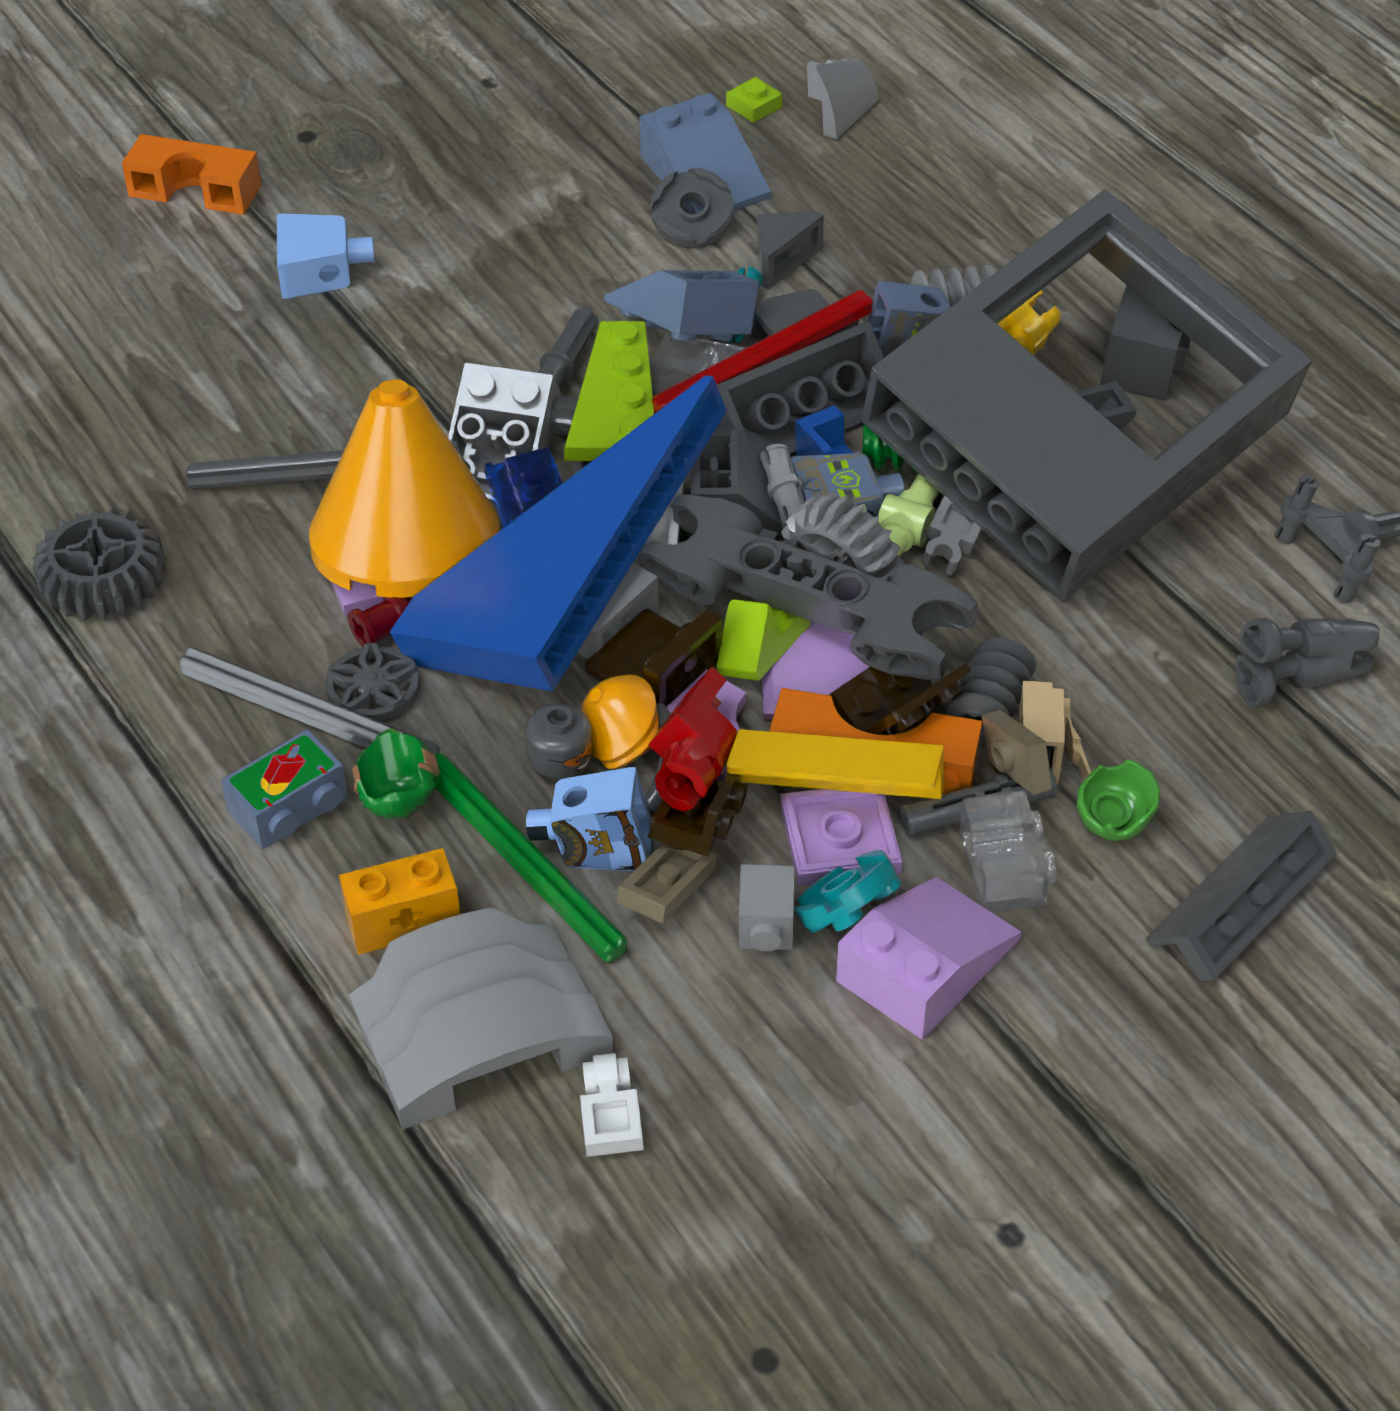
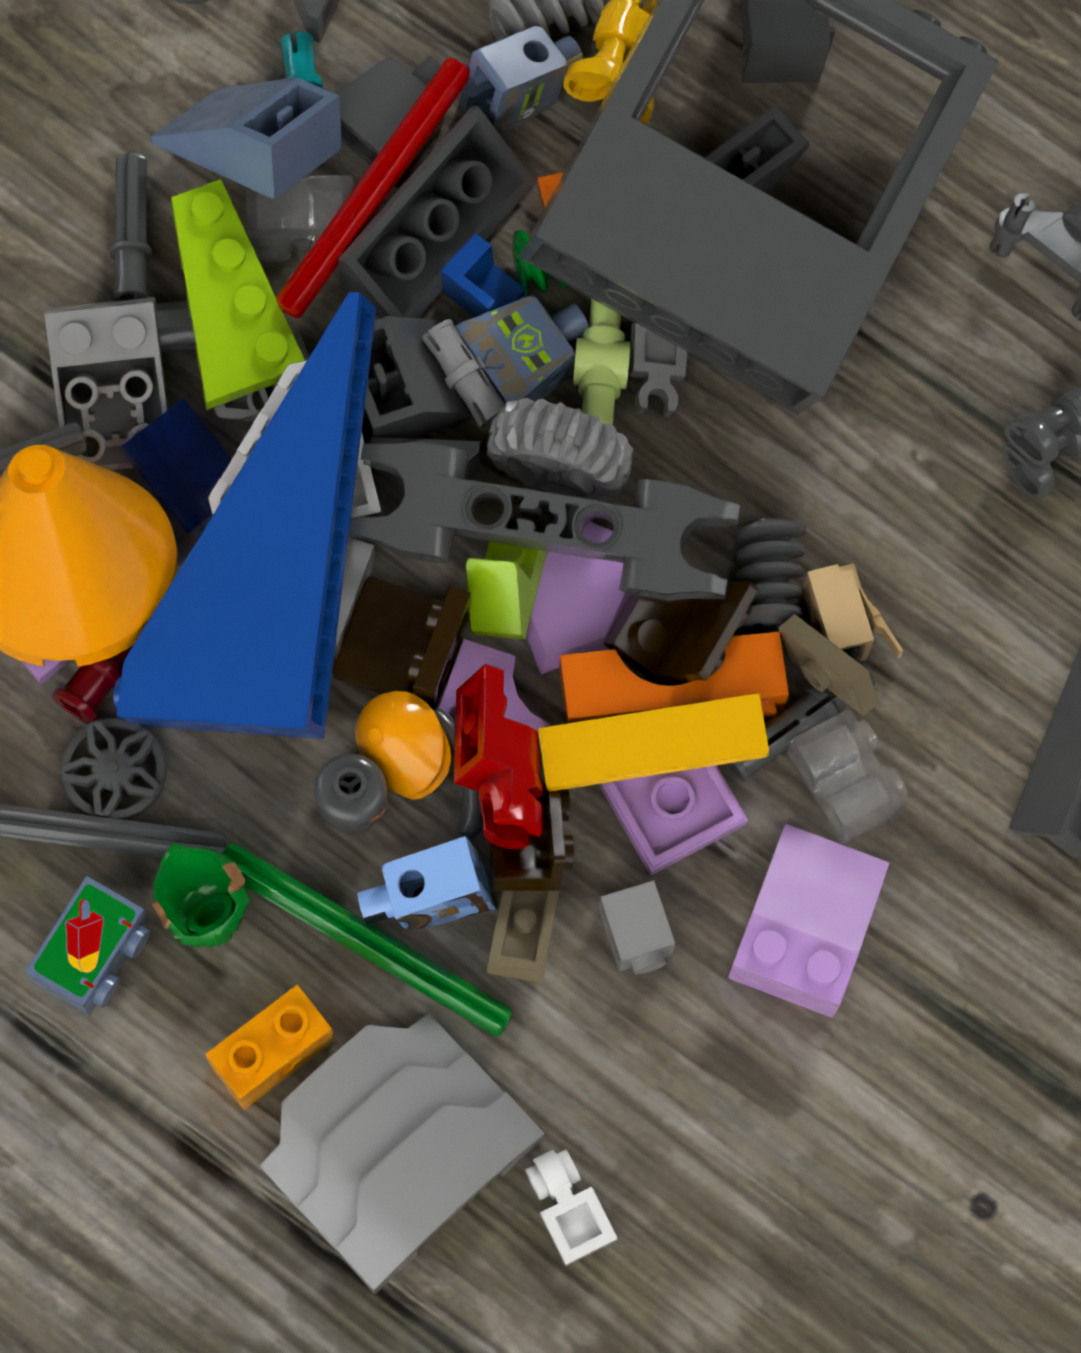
camera: 25 degrees left, 25 degrees up
(841, 894) = (737, 881): teal plate -> none
(1118, 800) = (940, 679): bright green hair -> none

